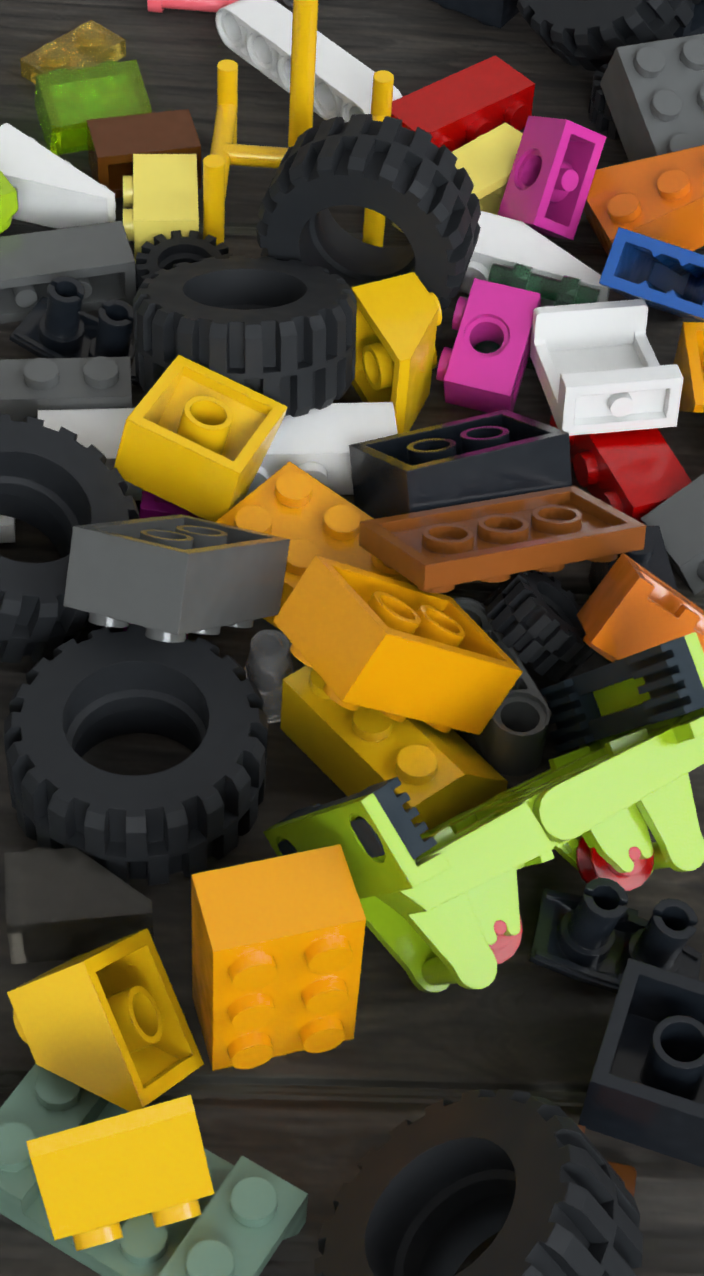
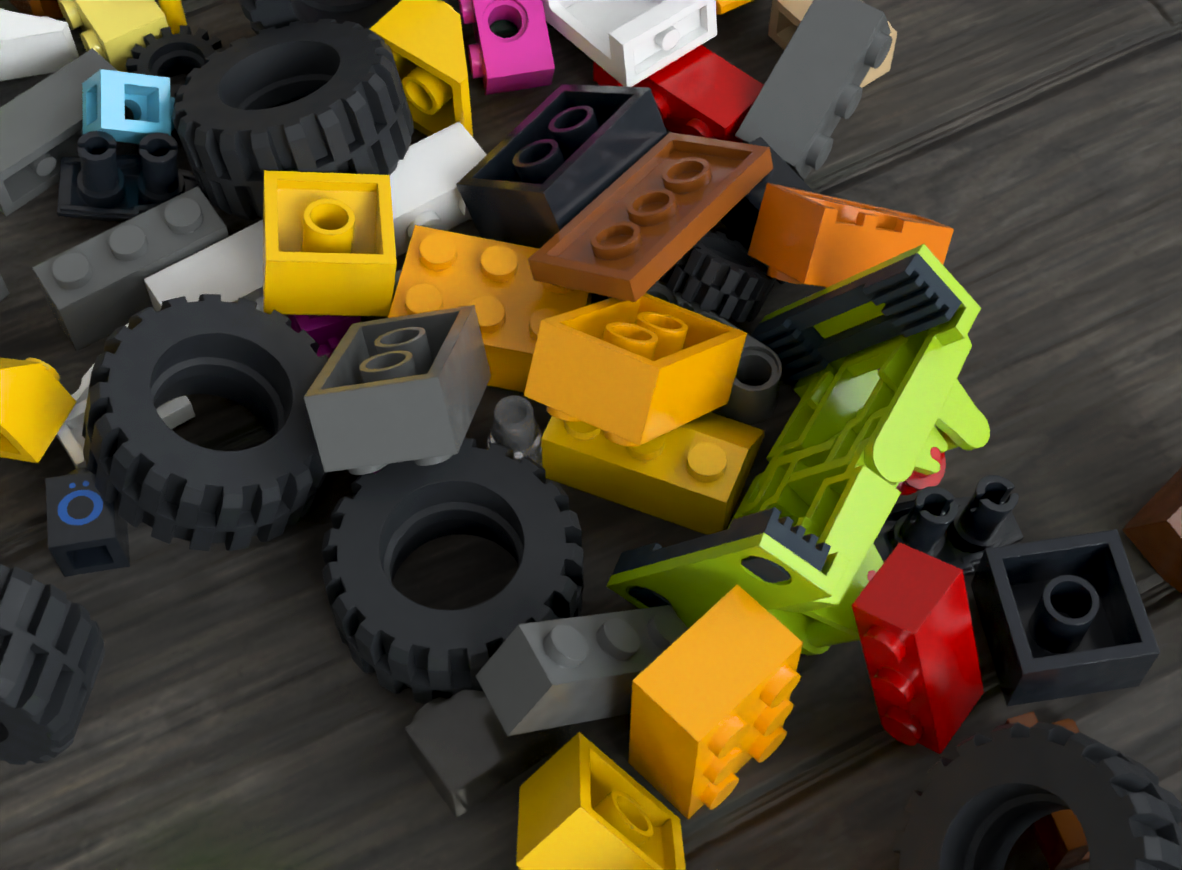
camera: 25 degrees left, 10 degrees up
(113, 254) = (146, 95): none -> medium azure brick
(144, 857) = (574, 667): none -> dark grey brick
(498, 997) = (919, 647): none -> red brick

